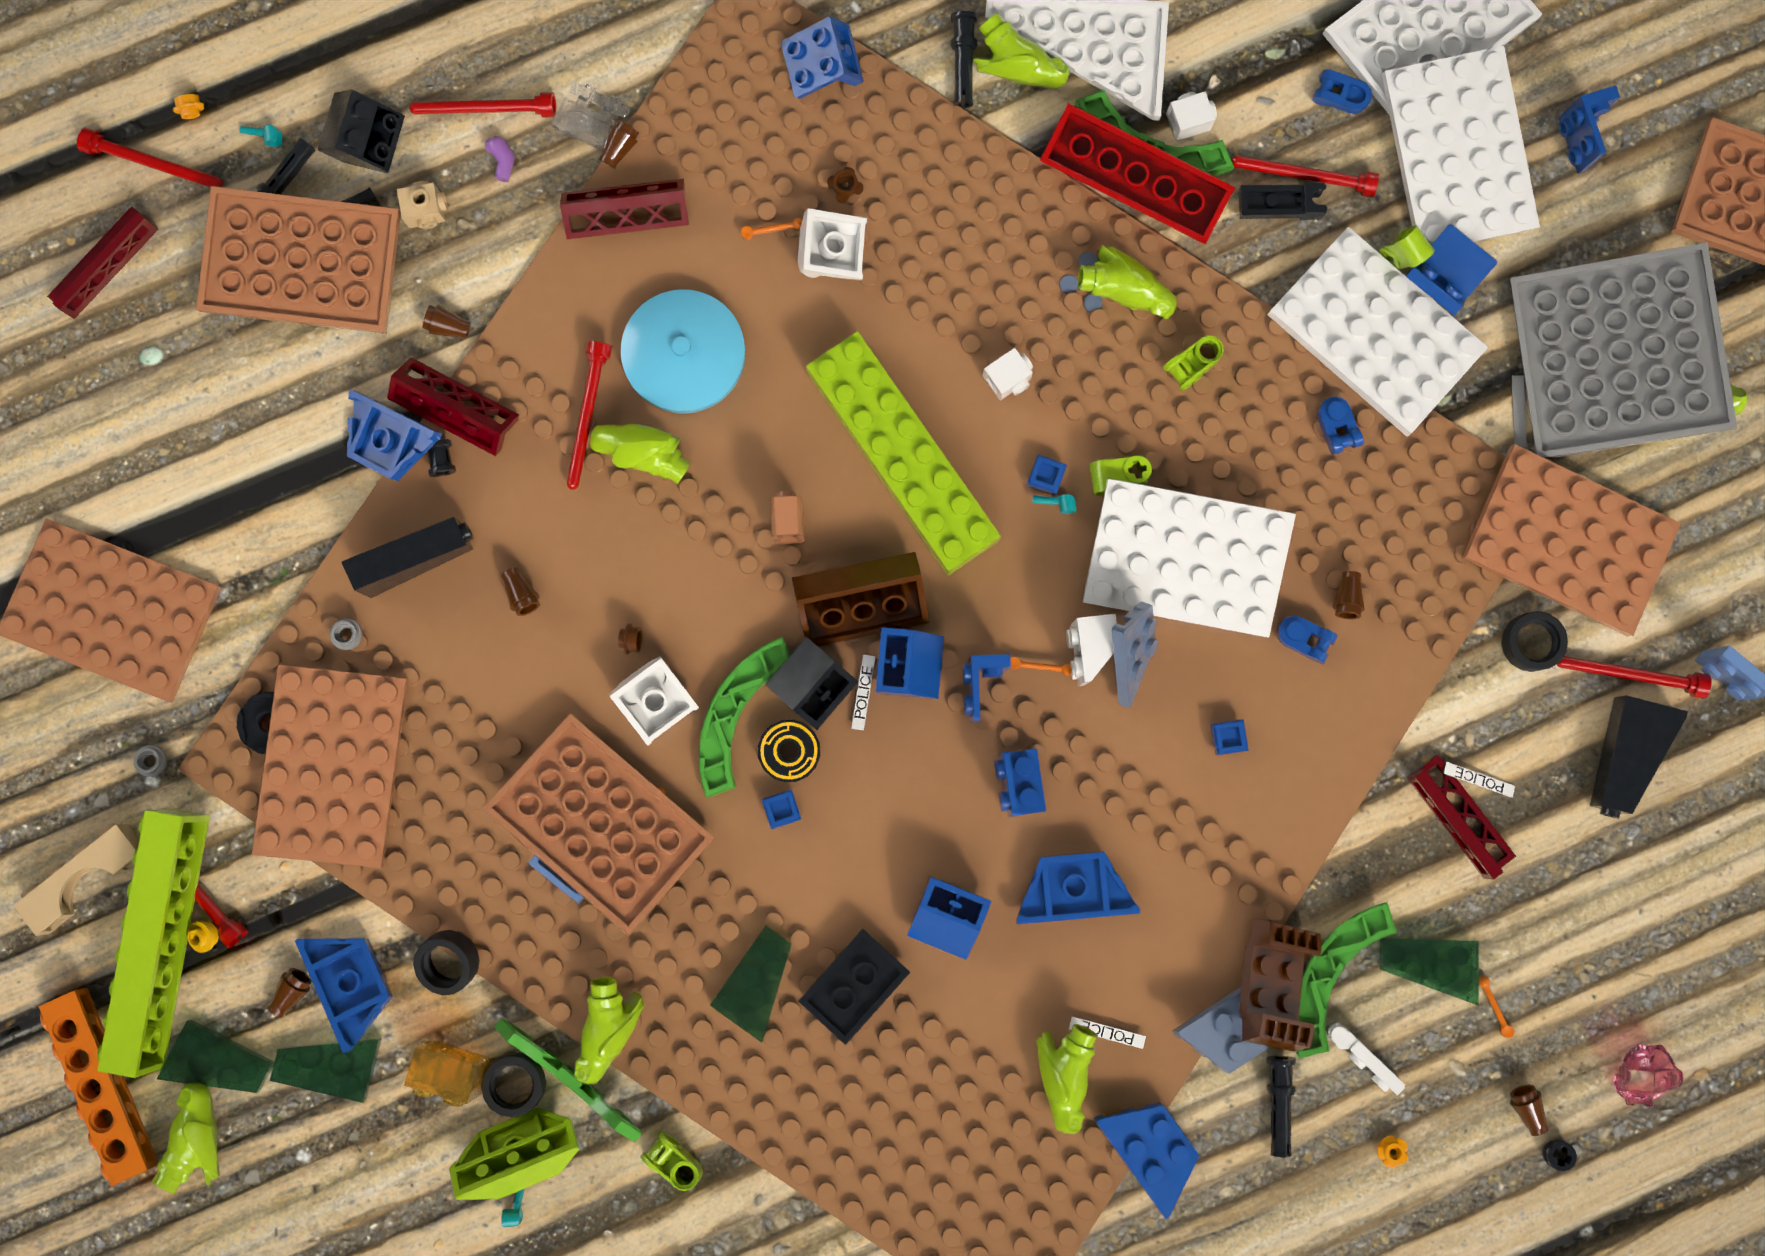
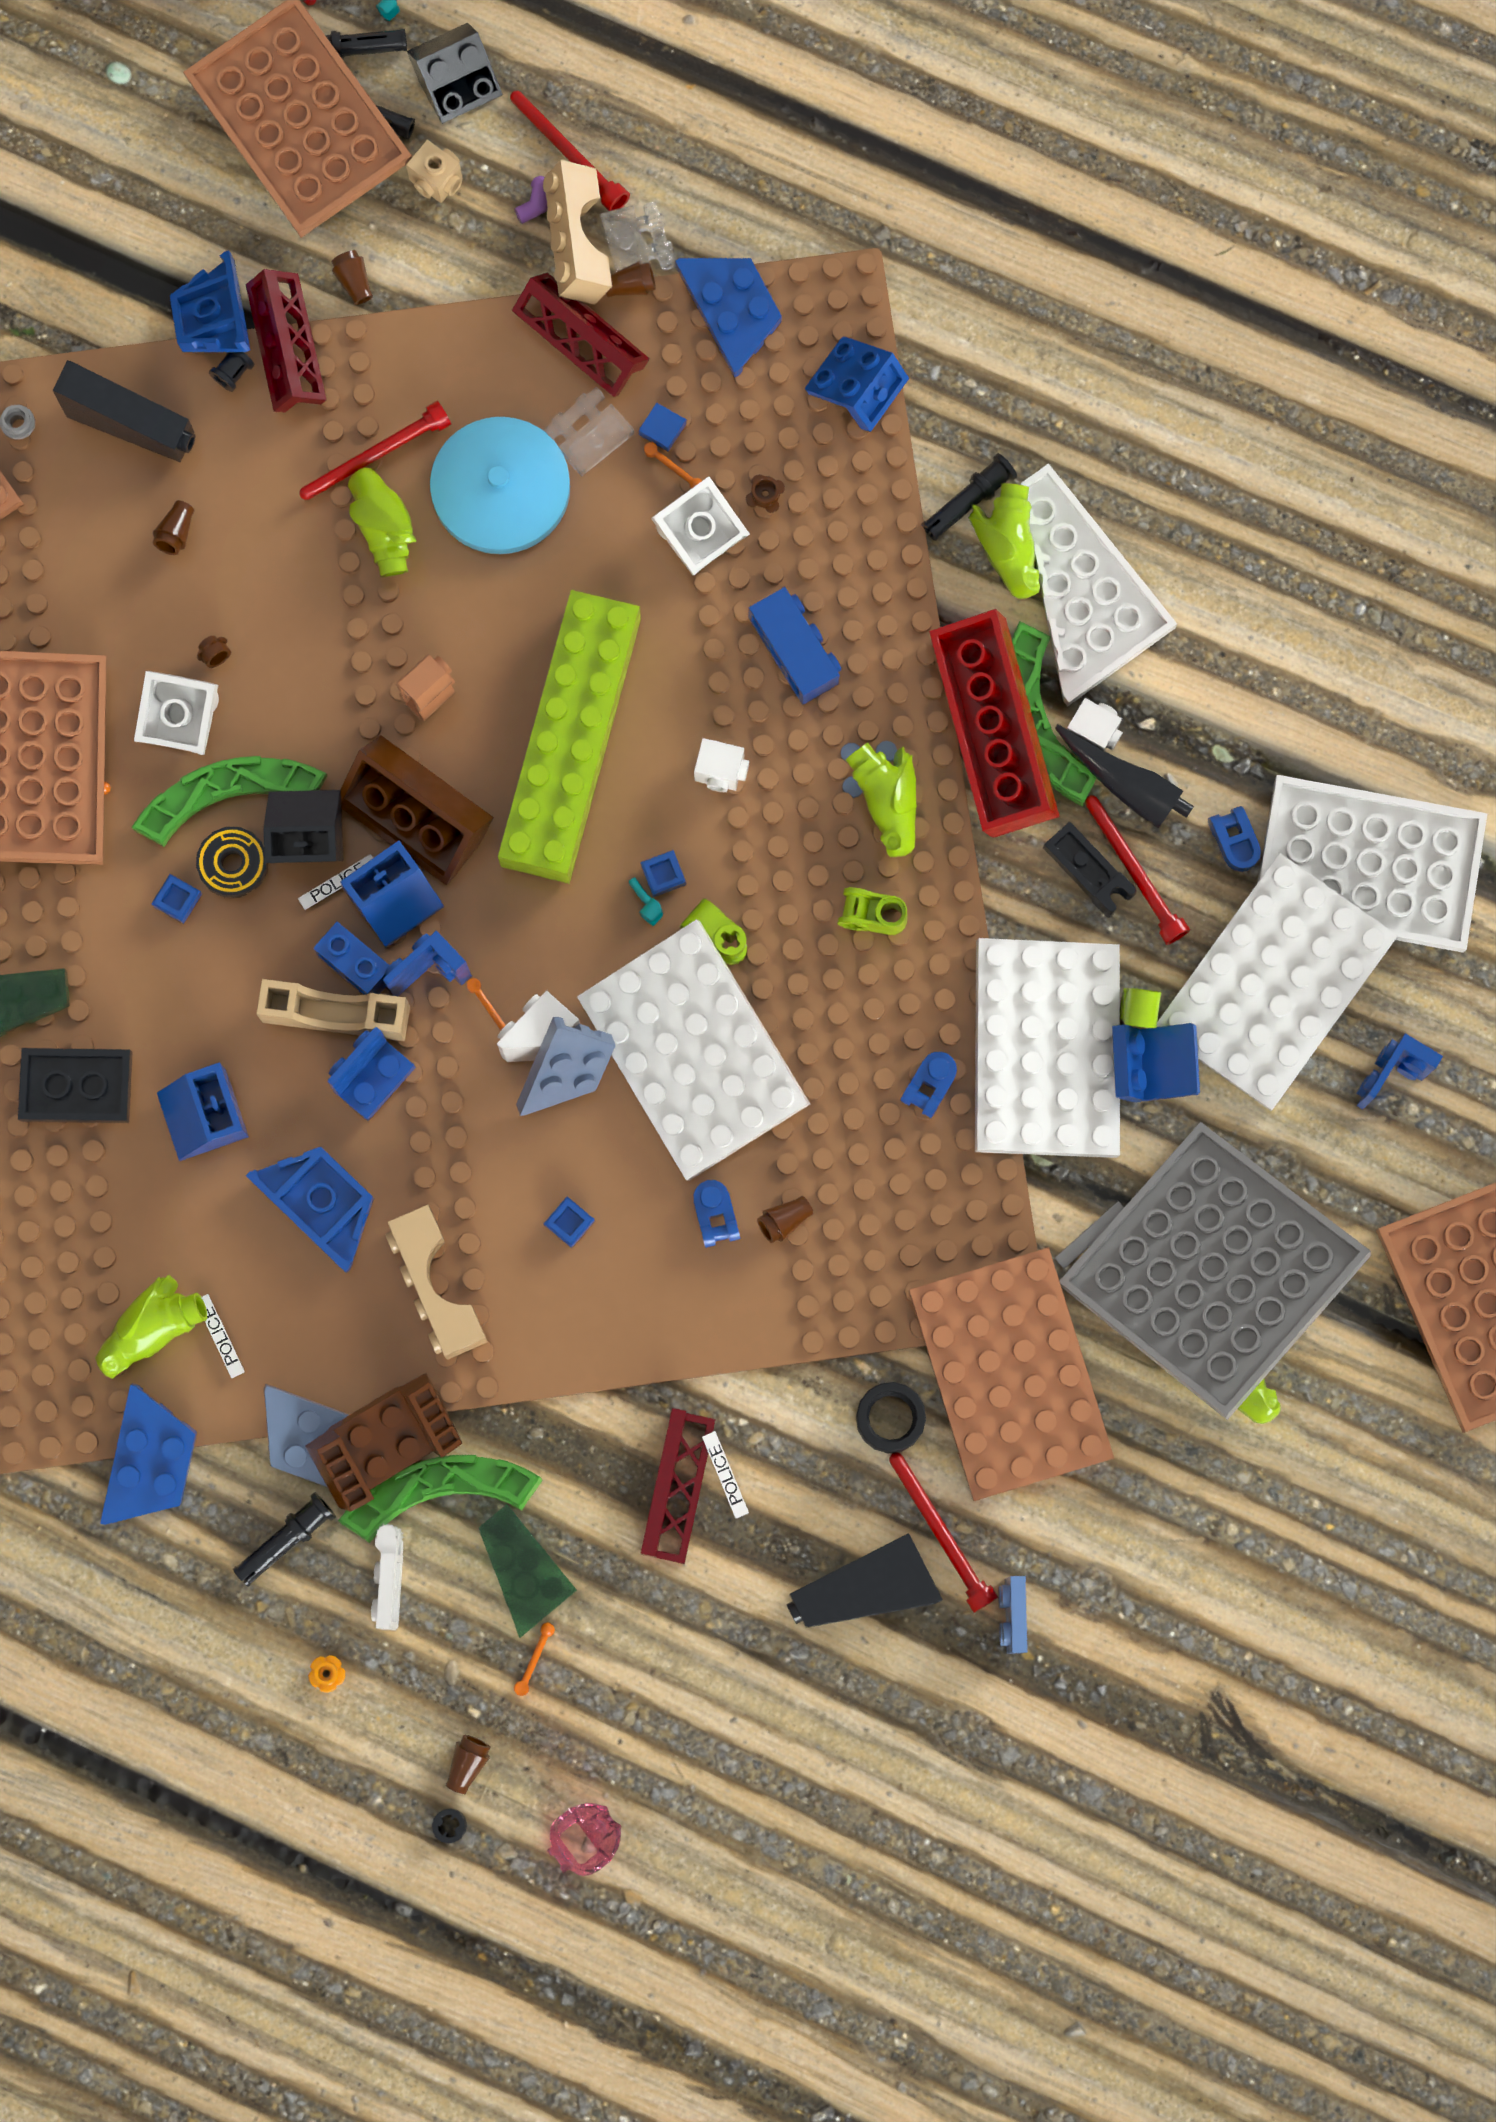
camera: 50 degrees right, 5 degrees down
(578, 166) = (579, 267): none -> tan arch
(693, 93) = (732, 305): none -> blue wing
(708, 261) = (596, 438): none -> clear plate
(738, 211) = (662, 427): none -> blue tile
(933, 727) = (352, 960): none -> blue brick
(956, 769) = (349, 1014): none -> tan arch
(969, 255) = (795, 645): none -> blue brick
(1238, 870) = (418, 1240): none -> tan arch
(1258, 123) = (1136, 787): none -> black piece

